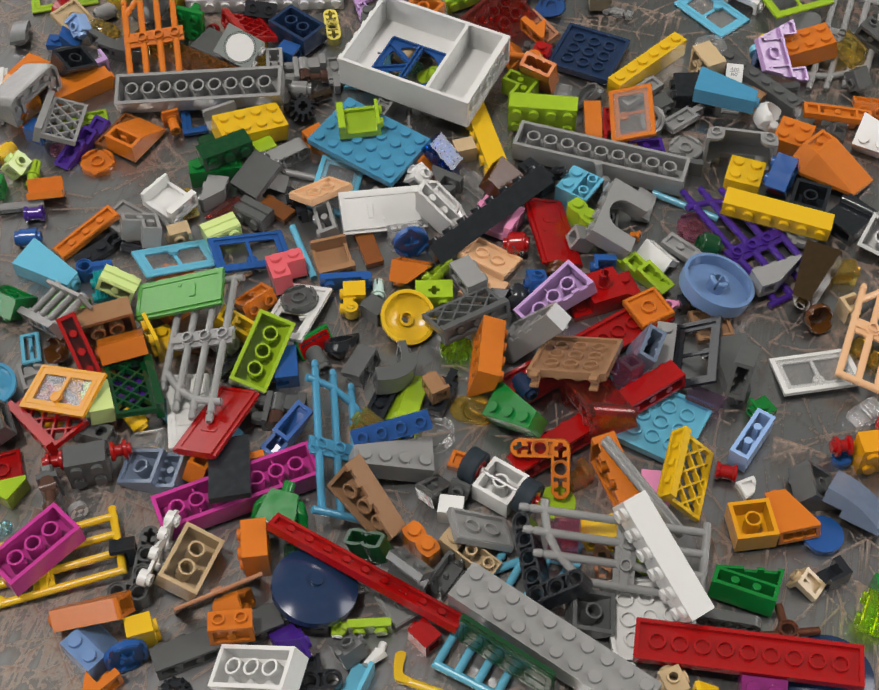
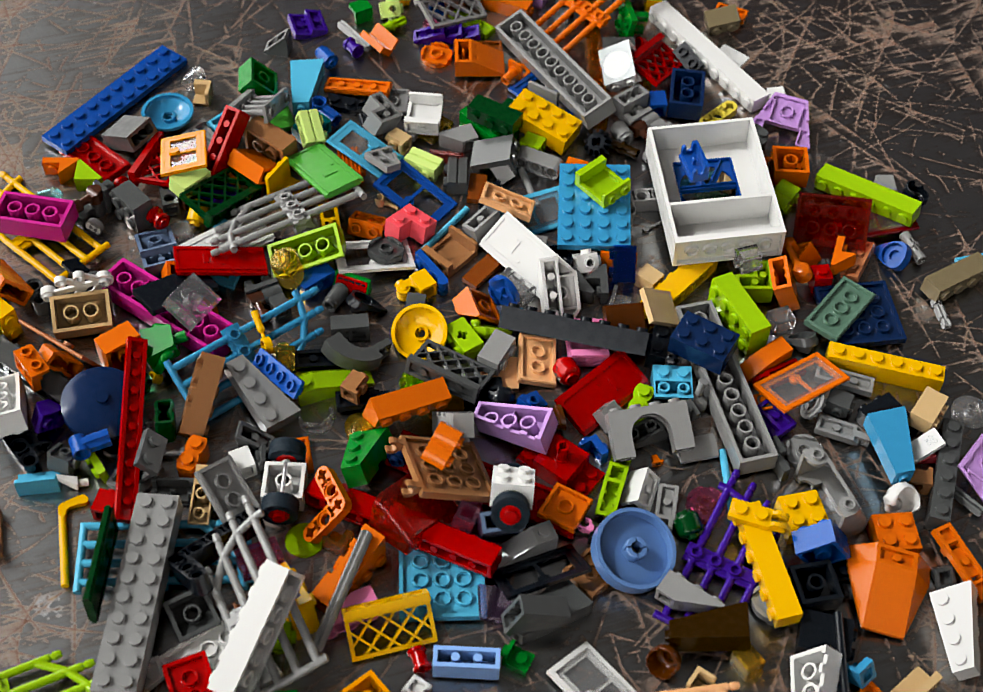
camera: 55 degrees right, 0 degrees up
(203, 249) = (383, 159): none -> light grey wing
(265, 456) = (191, 302): none -> clear brick
(267, 374) = (287, 267): none -> clear yellow piece
(288, 428) = (240, 308): blue slope -> none
(330, 421) = (265, 342): none -> yellow piece
(355, 620) = (83, 445): none -> blue piece
(378, 289) = (440, 299): light aqua pin -> none
(402, 48) = (694, 162): none -> blue hinge
(505, 76) = (748, 259): none -> clear brick
(508, 152) = (659, 307): none -> tan tile
(565, 142) = (703, 342): none -> dark blue brick
(567, 340) = (442, 446): none -> orange brick
(579, 59) = (839, 309): none -> sand green tile
(636, 320) = (511, 496): none -> brick
(741, 194) = (757, 516): none -> yellow hinge

